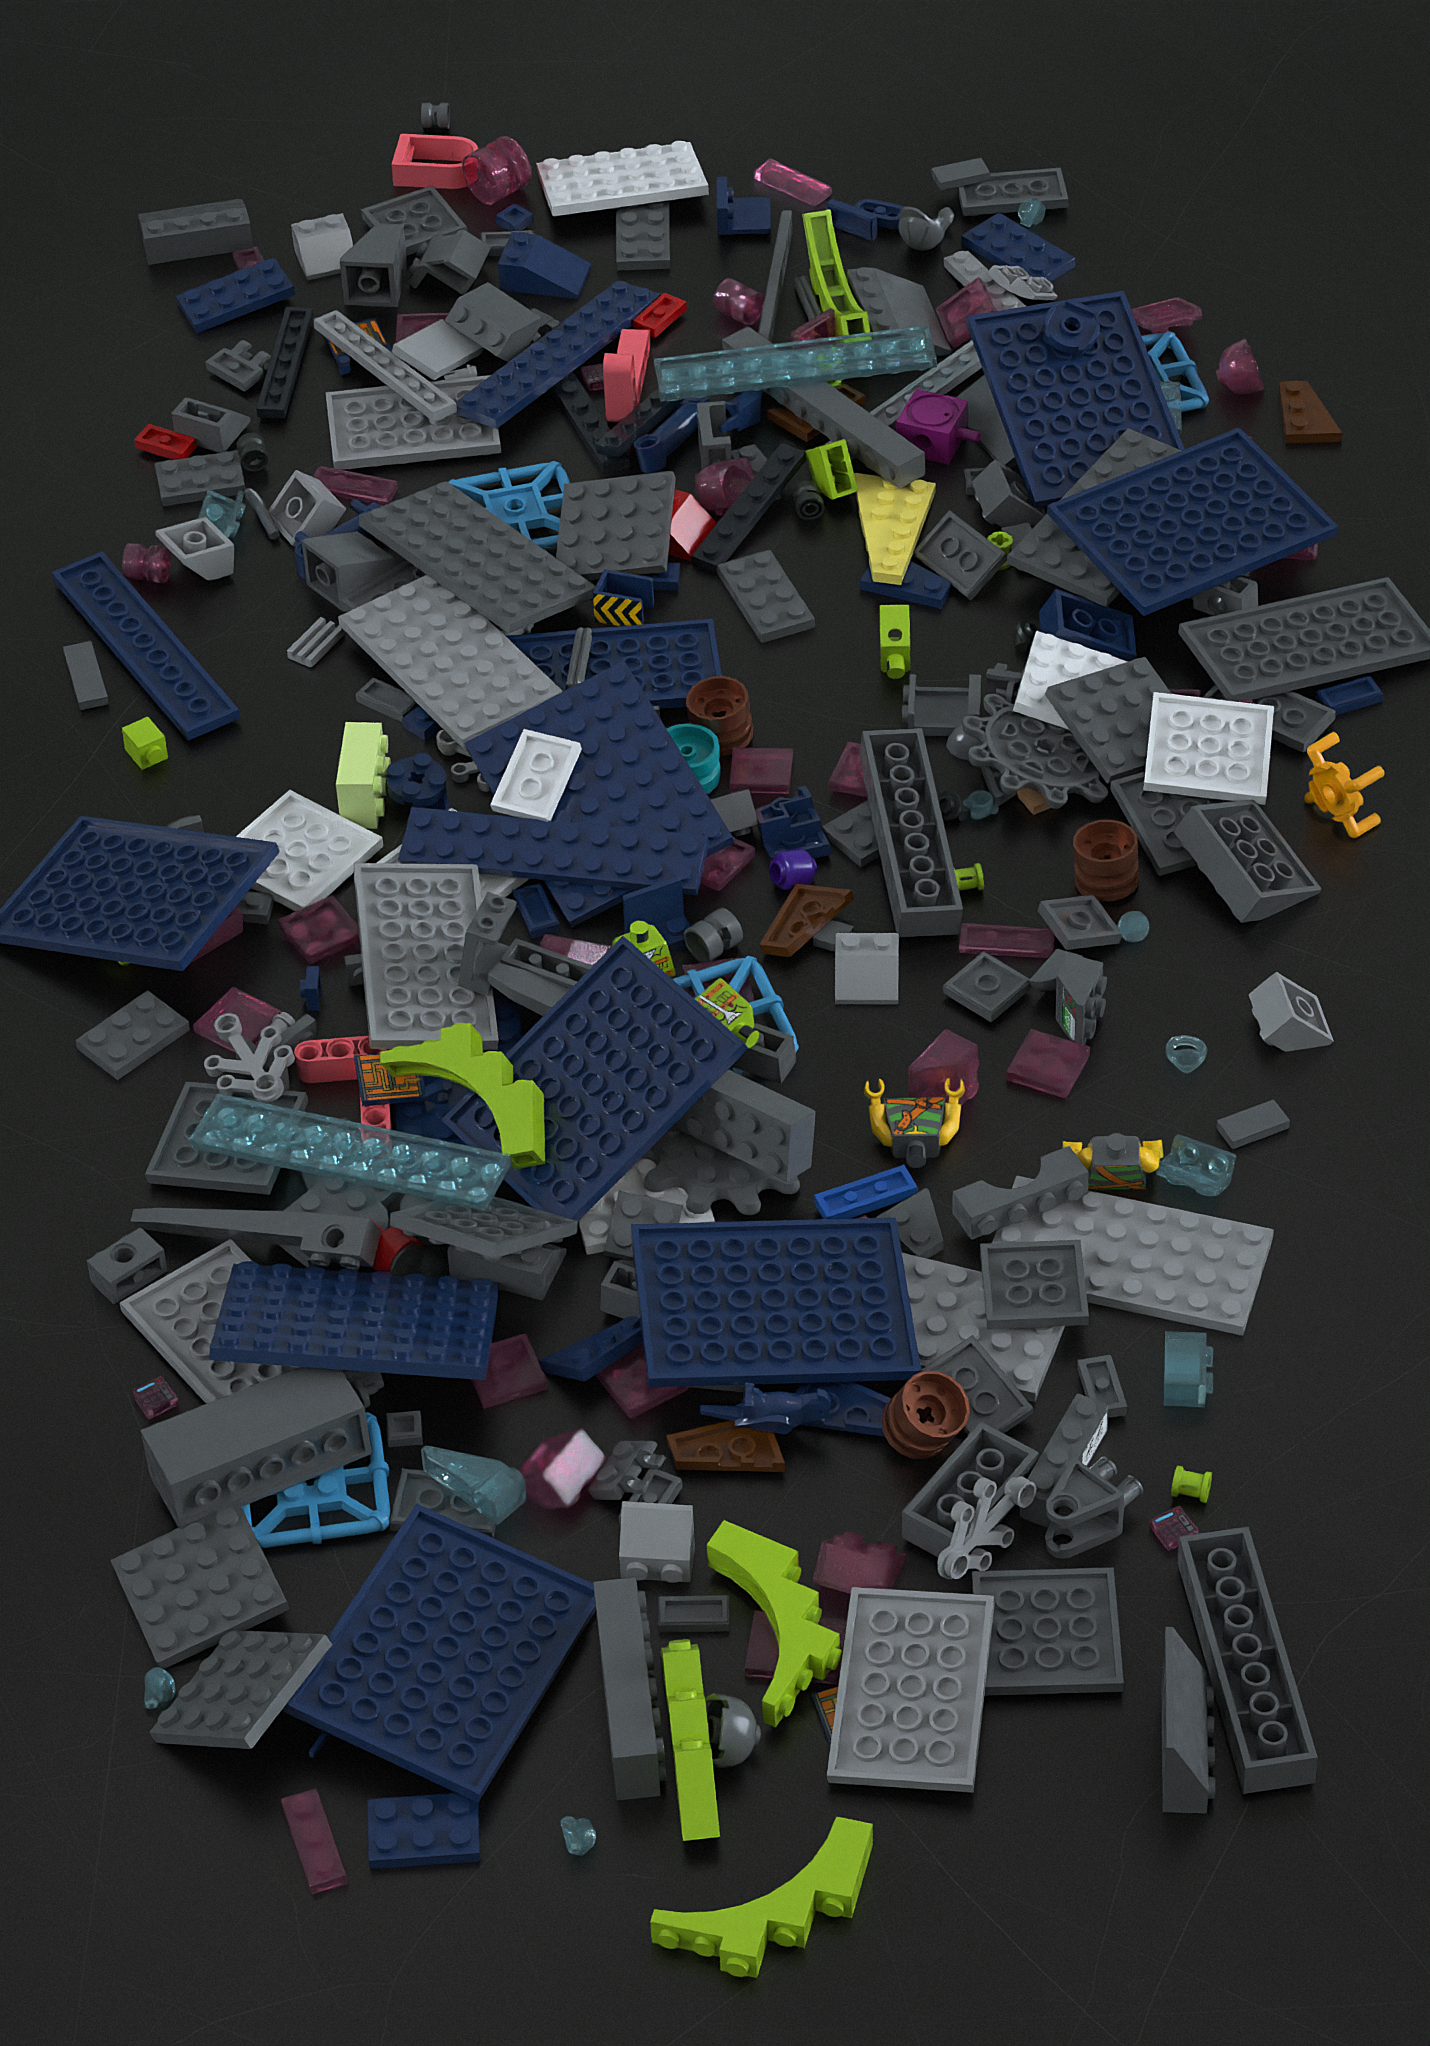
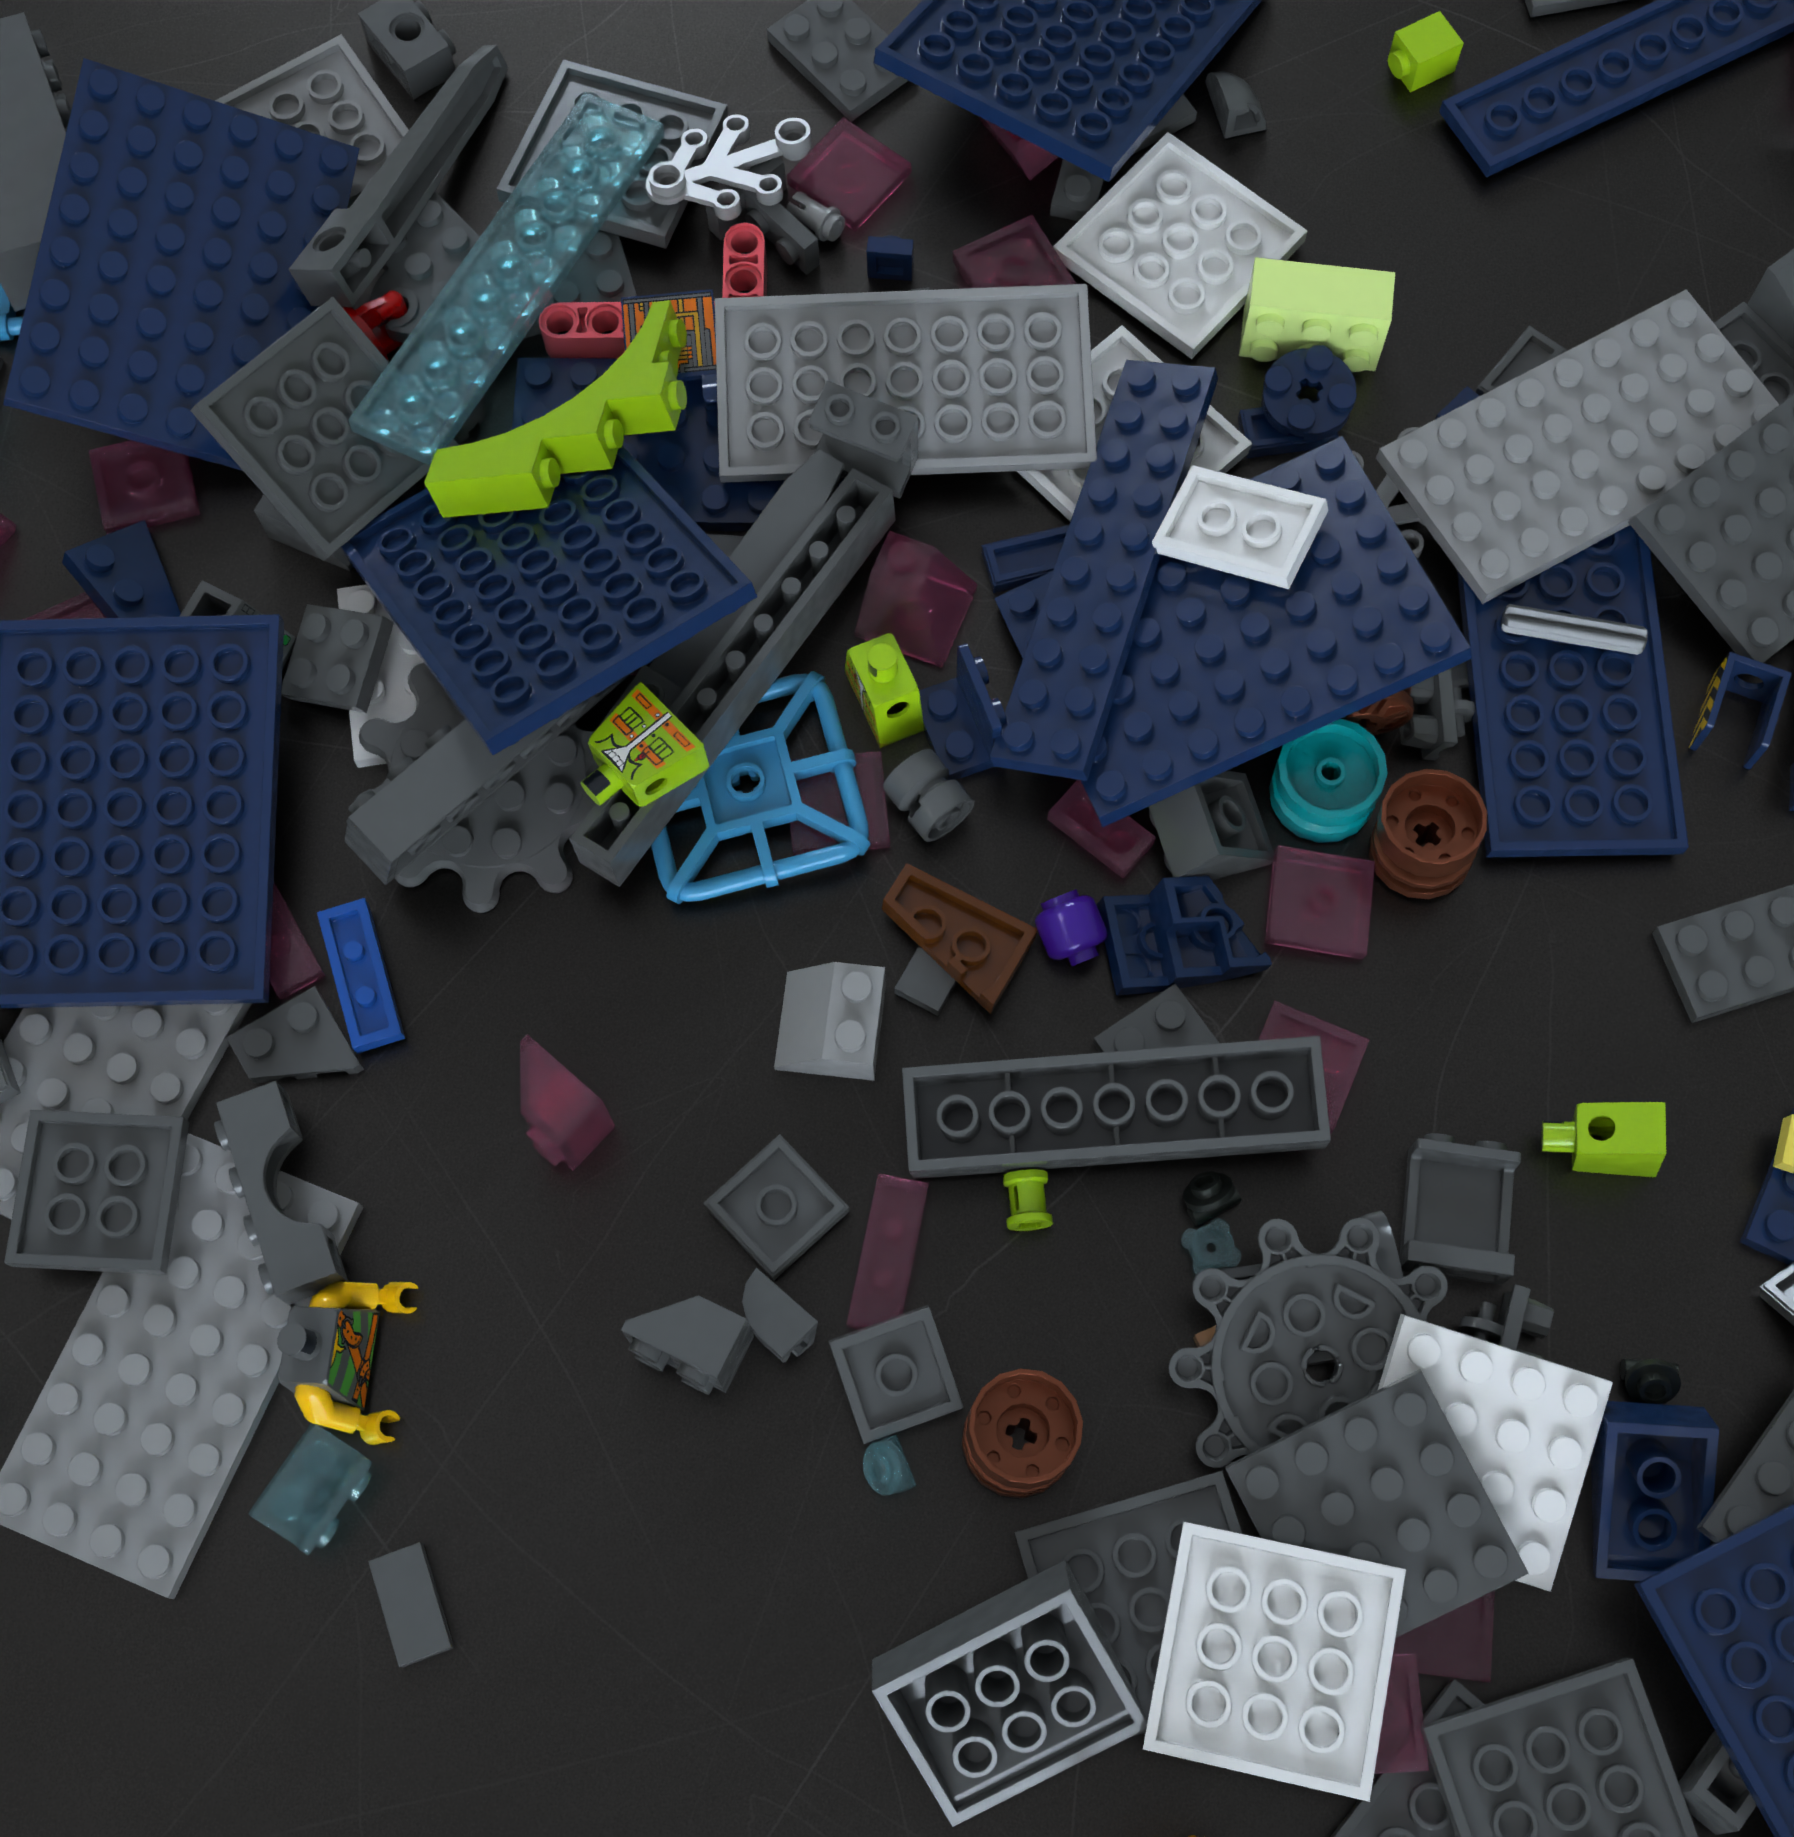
camera: 95 degrees right, 25 degrees up
(155, 1397) = (192, 77): clear pink tile -> none
(311, 641) = (1659, 269): light grey tile -> none
(914, 1125) = (479, 1055): torso -> none
(1048, 1063) = (600, 1285): clear pink plate -> none
(1186, 1059) = (578, 1493): clear light blue piece -> none
(1289, 1015) = (630, 1710): light grey slope -> none

